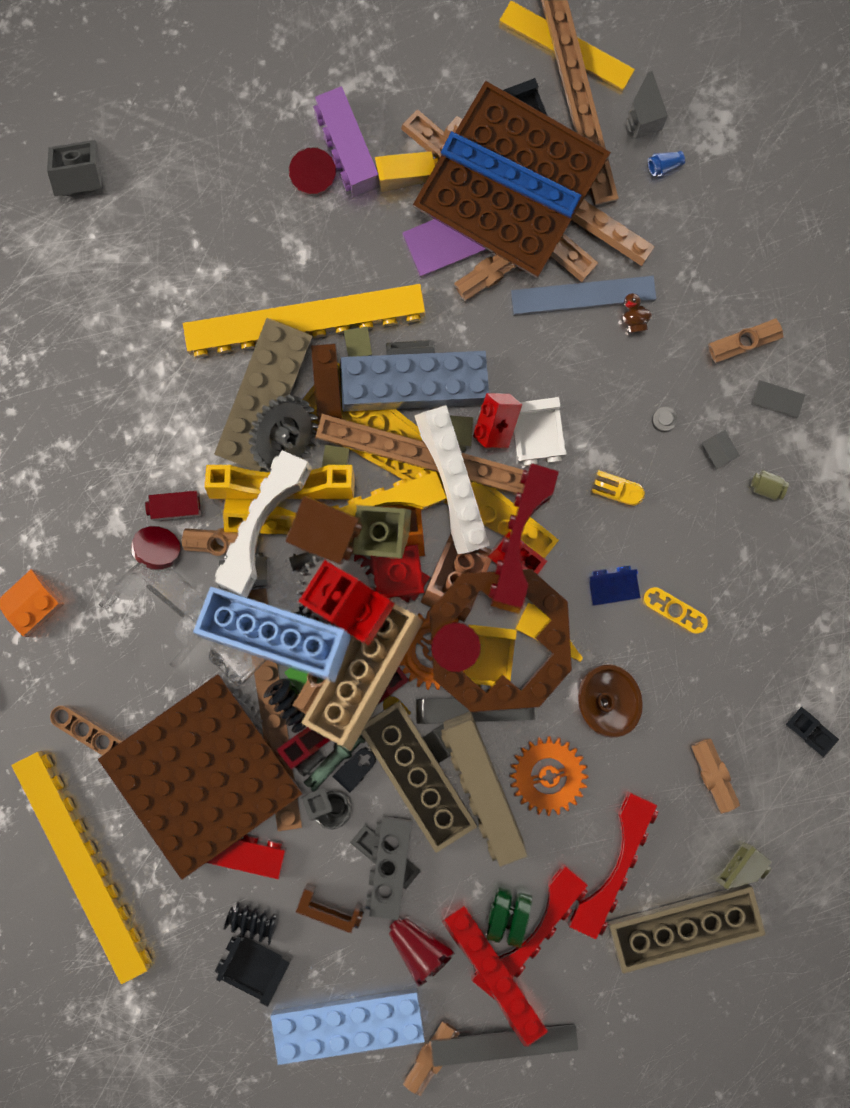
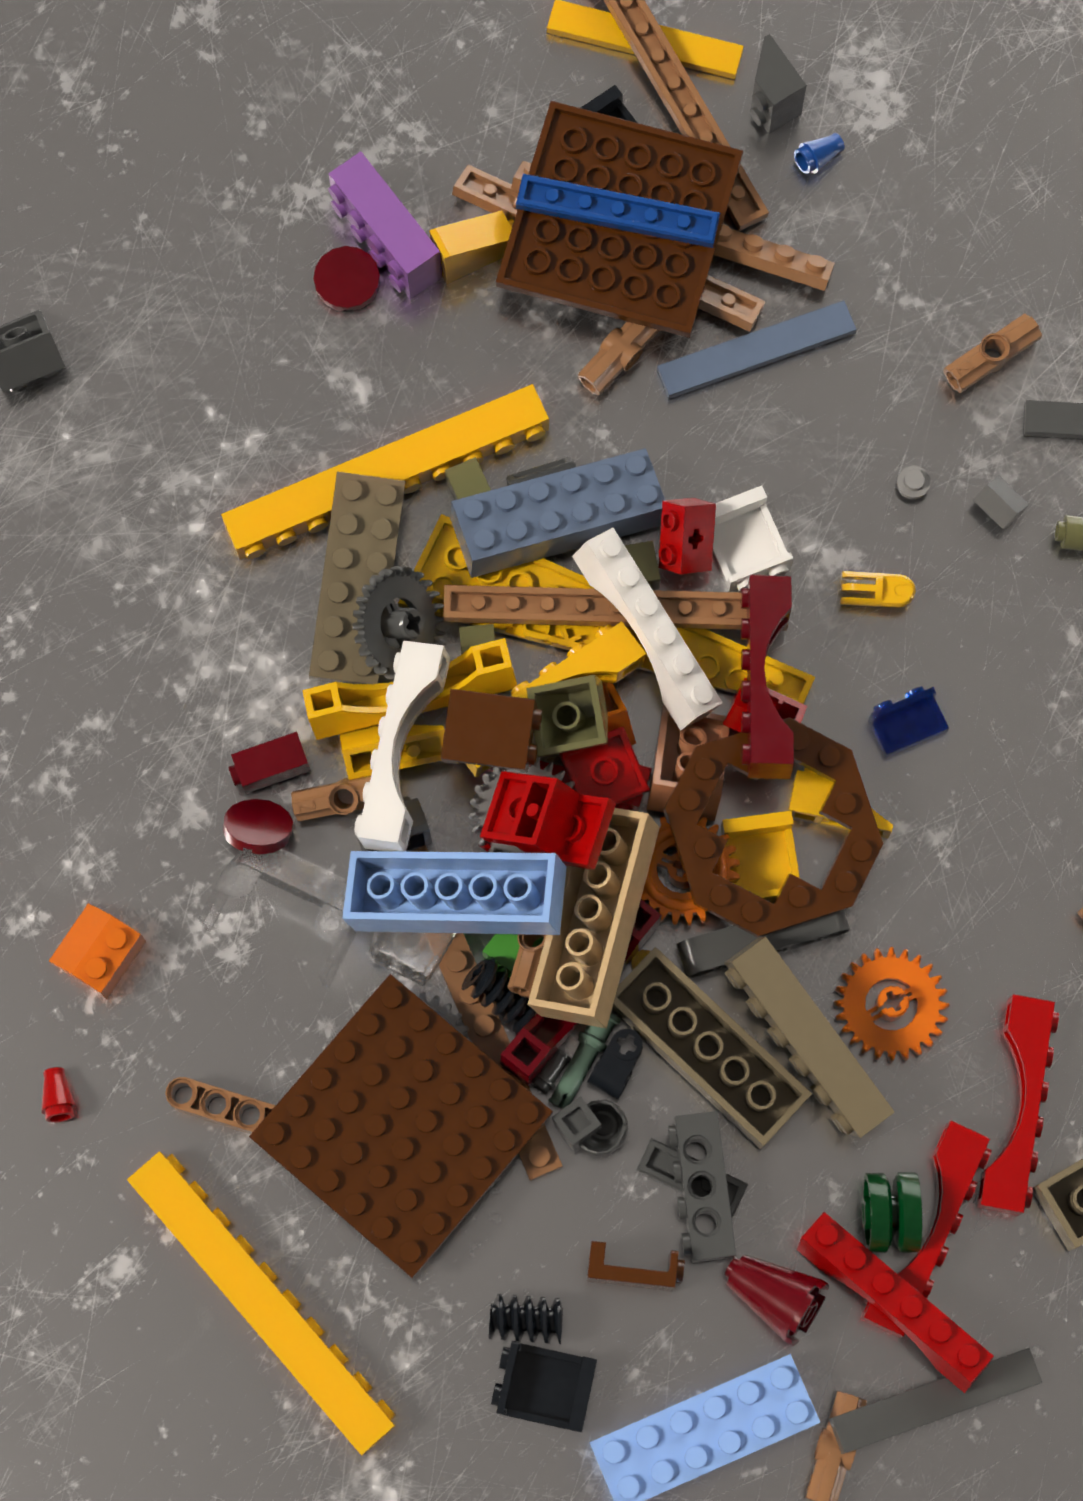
camera: 15 degrees left, 10 degrees down
(253, 857) = (502, 1224): red brick -> none
(299, 561) = (461, 797): dark grey pin -> none
(326, 380) = (438, 538): reddish brown slope -> none
(436, 744) = (726, 995): dark grey piece -> none
(438, 246) = (544, 333): medium lavender tile -> none
(456, 647) = (715, 846): dark red tile -> none
(619, 697) = (948, 875): reddish brown dish -> none
(637, 316) = (837, 357): reddish brown animal -> none
(687, 624) = (1023, 749): yellow beam -> none

